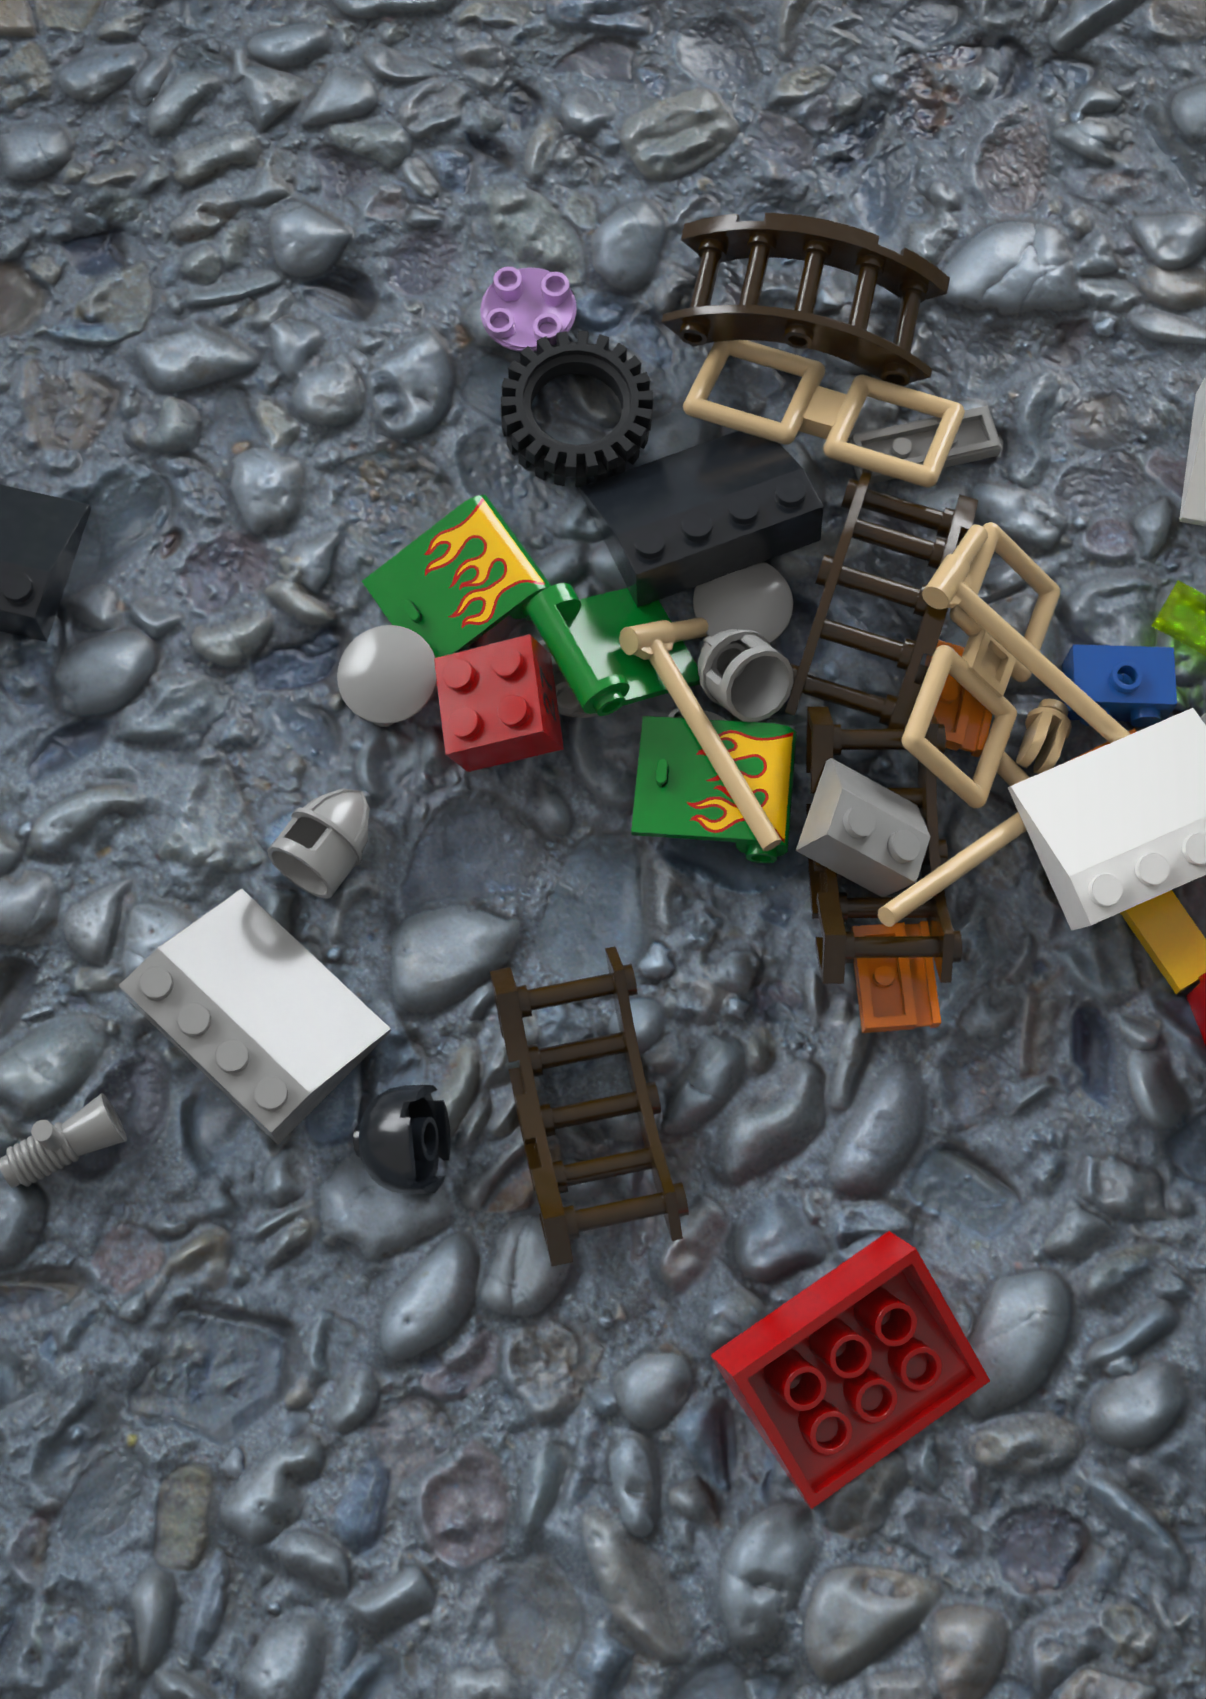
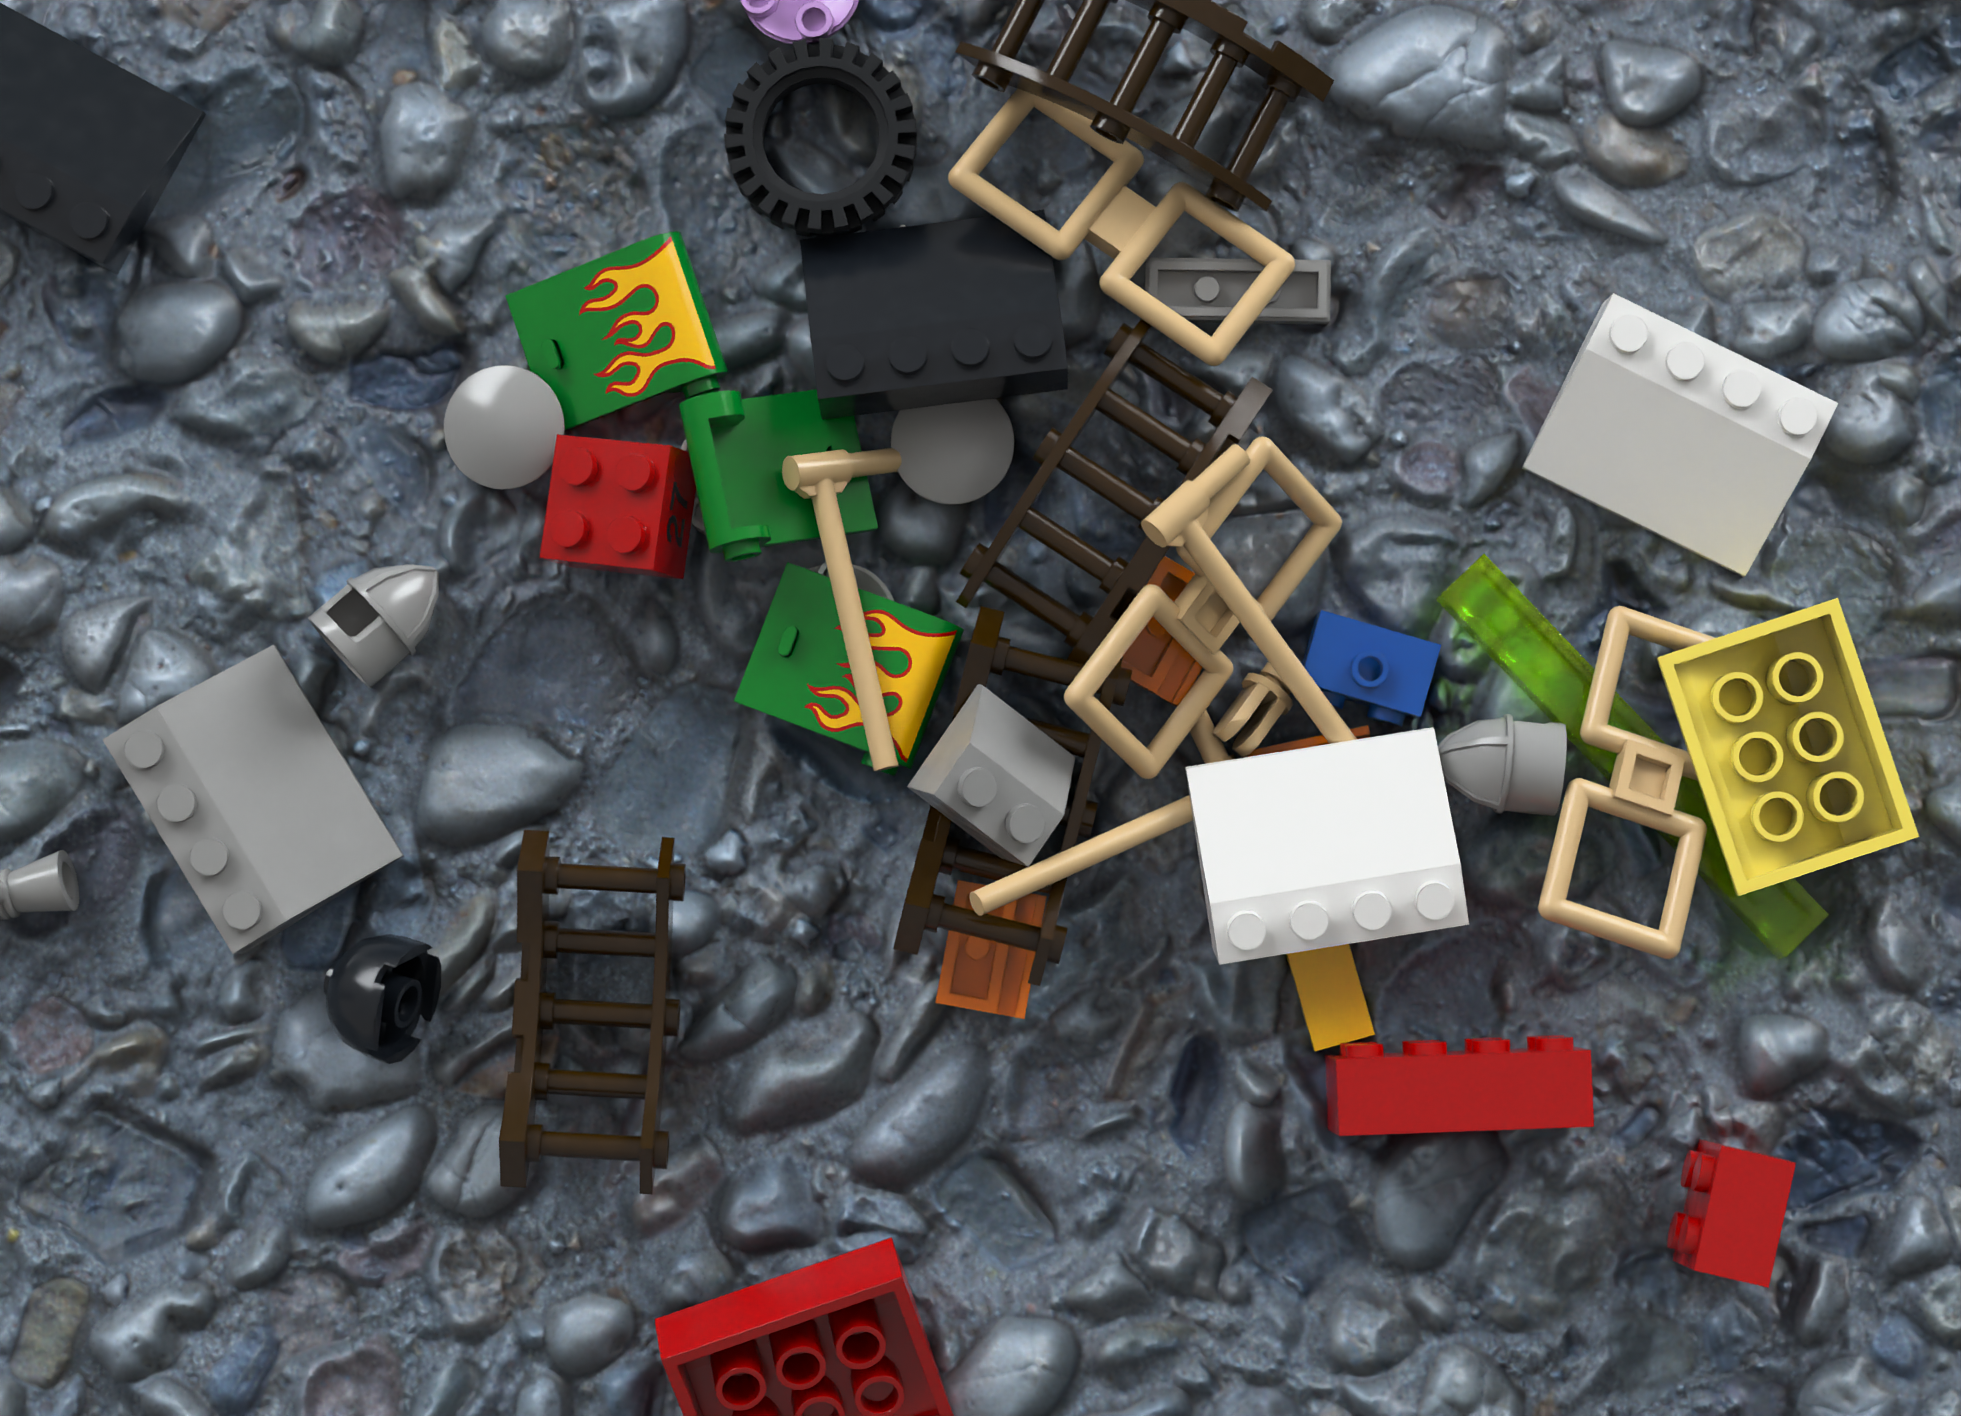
camera: 15 degrees right, 15 degrees up
(744, 674) = (917, 545): light grey helmet -> none

